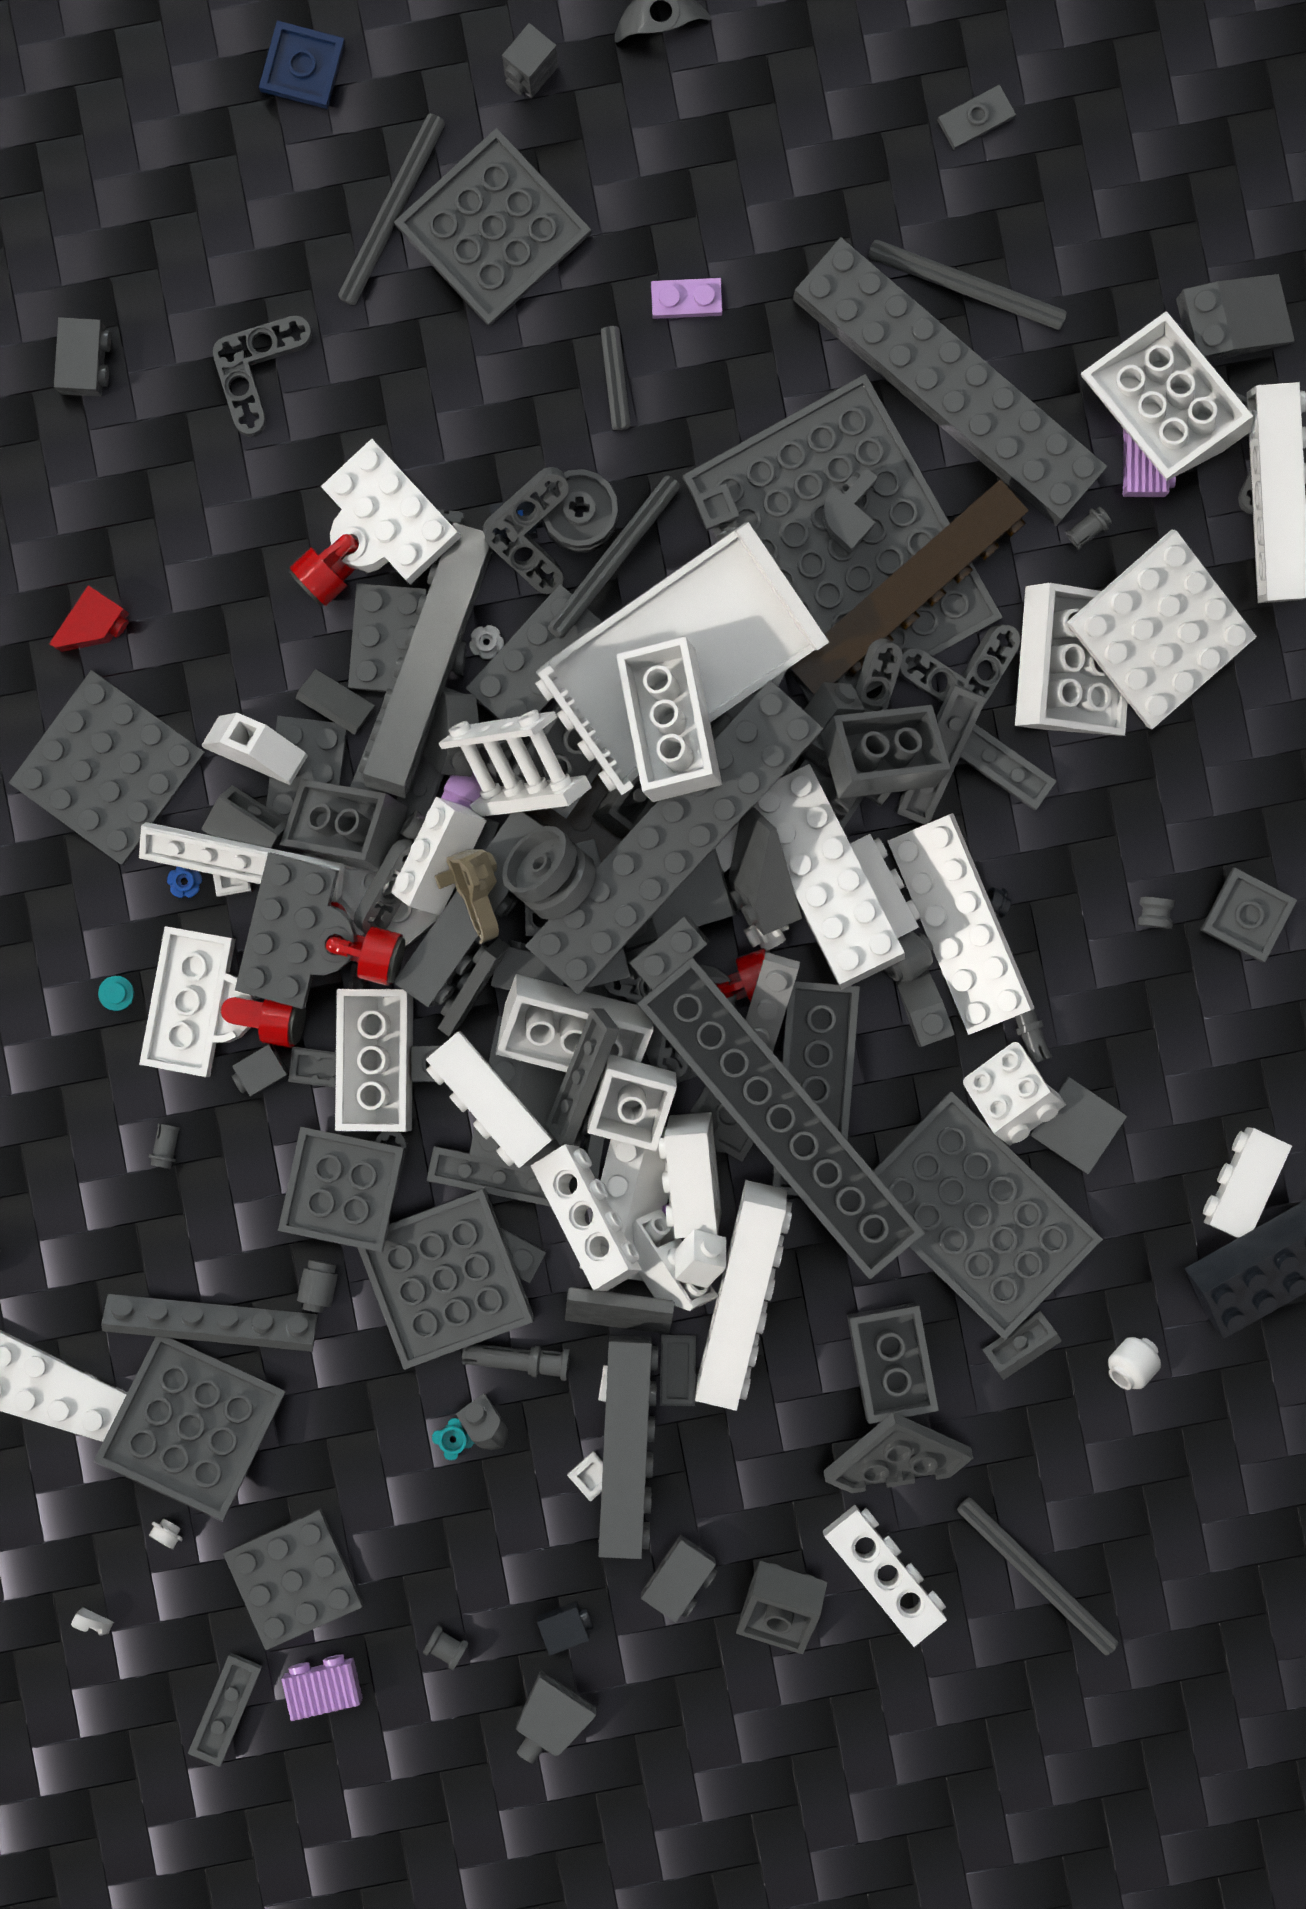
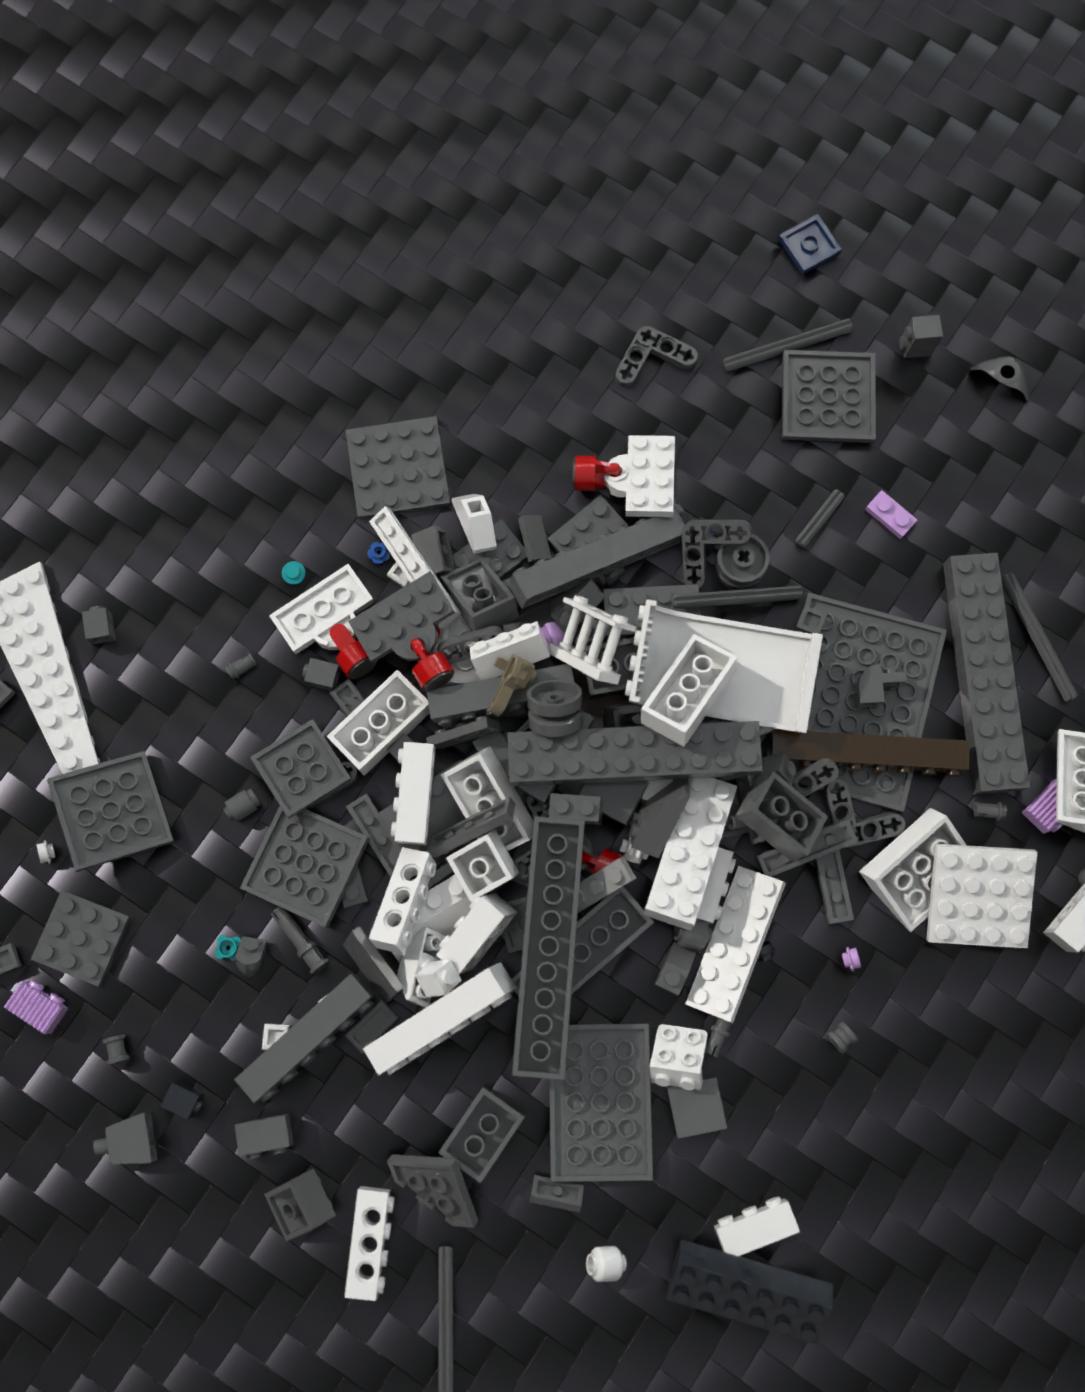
camera: 50 degrees right, 10 degrees down
(81, 357) = (576, 275): dark grey brick -> none
(90, 622) = (457, 394): red slope -> none
(210, 1322) = (173, 771): dark grey plate -> none
(486, 651) = (635, 574): white plate -> none
(1091, 823) = (851, 958): none -> lavender plate
(1248, 915) = (890, 1087): dark grey plate -> none

